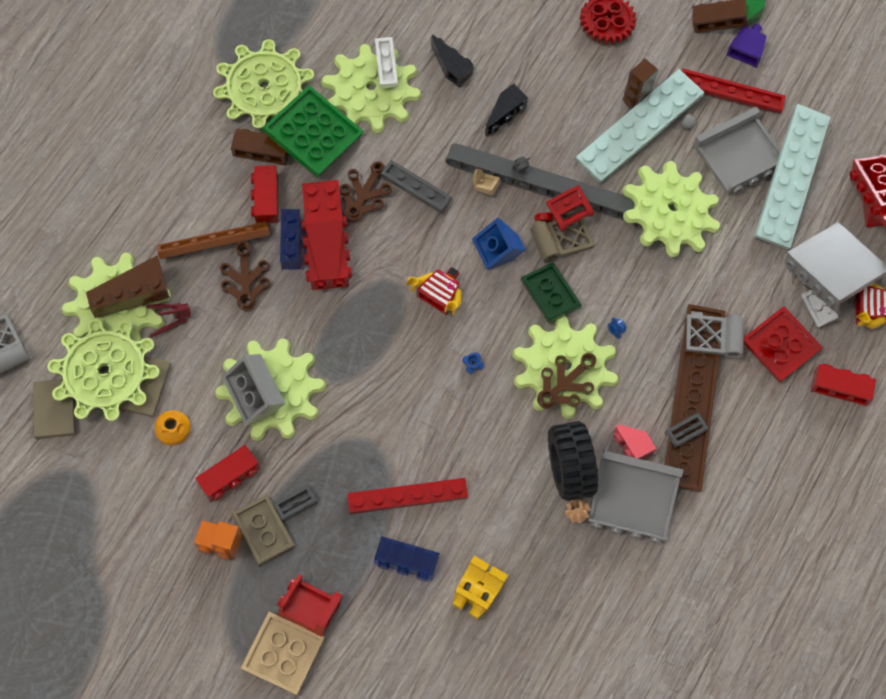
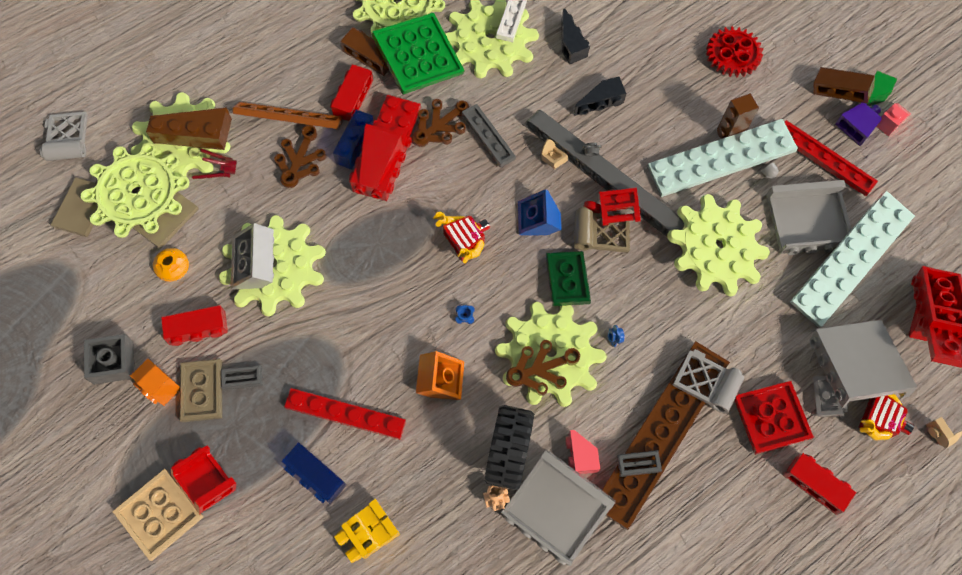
camera: 25 degrees right, 0 degrees up
(164, 536) = (108, 359): none -> dark grey brick
(477, 427) = (440, 376): none -> orange slope
(776, 31) = (893, 119): none -> coral slope

